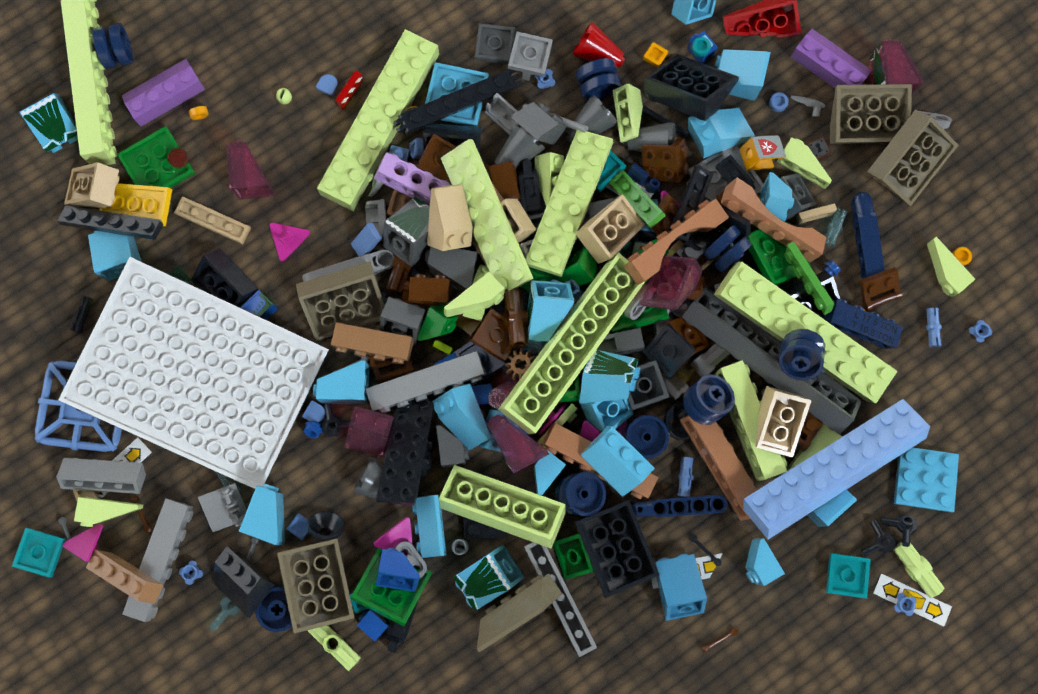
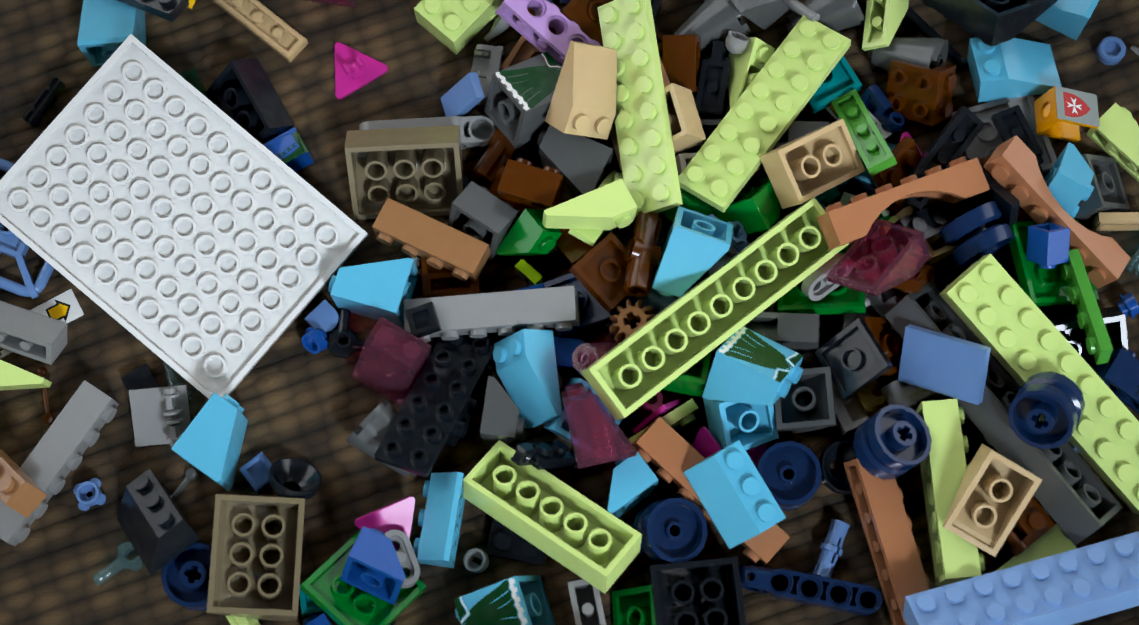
camera: 25 degrees right, 5 degrees down
(203, 487) = (140, 379): none -> black tile
(382, 399) = (423, 320): none -> black tile
(486, 467) = (543, 455): none -> black hinge
(538, 158) = (736, 42): none -> light grey hinge
(728, 340) = (944, 364): none -> medium blue tile
(774, 244) = (1048, 244): none -> blue brick

